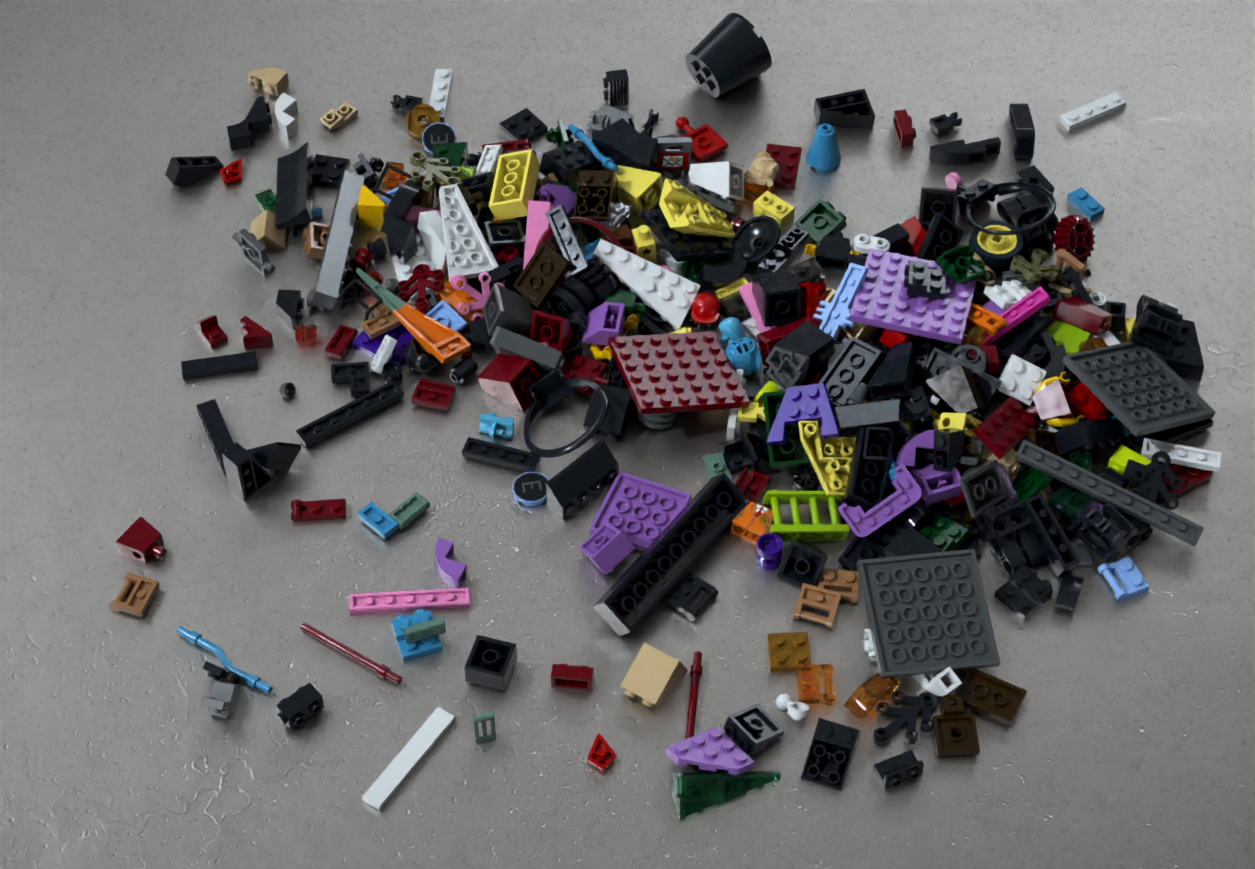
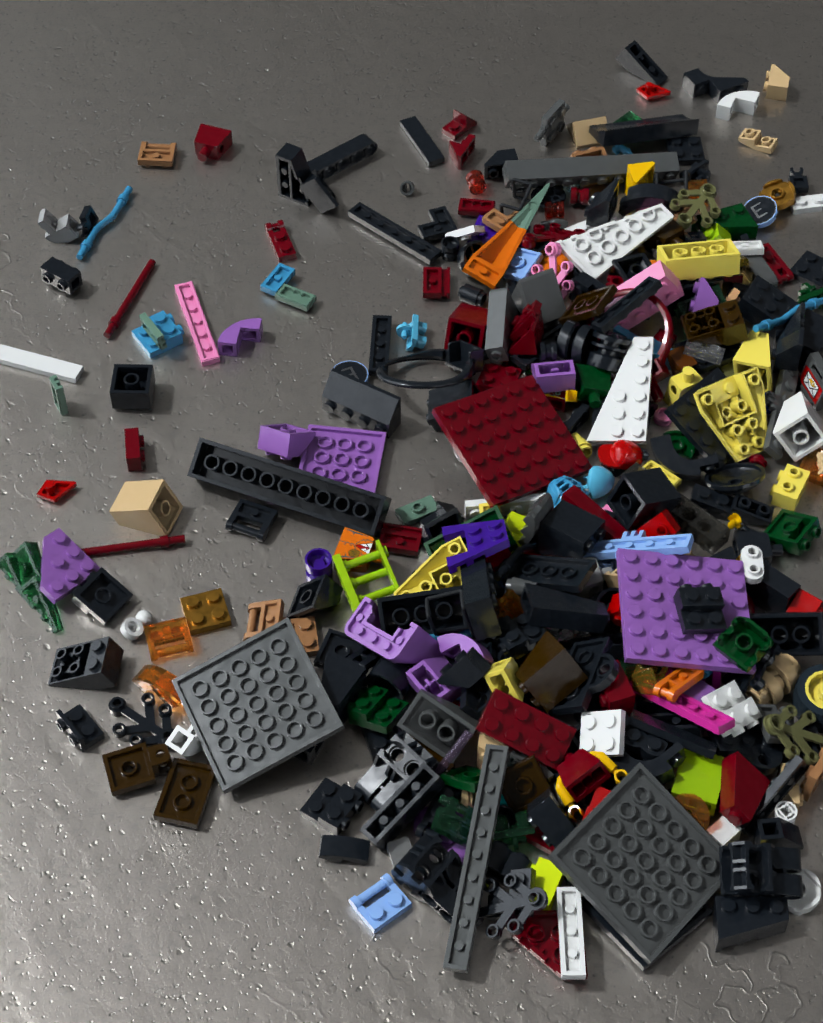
camera: 75 degrees right, 0 degrees up
(537, 325) = (524, 321): none -> dark red plate

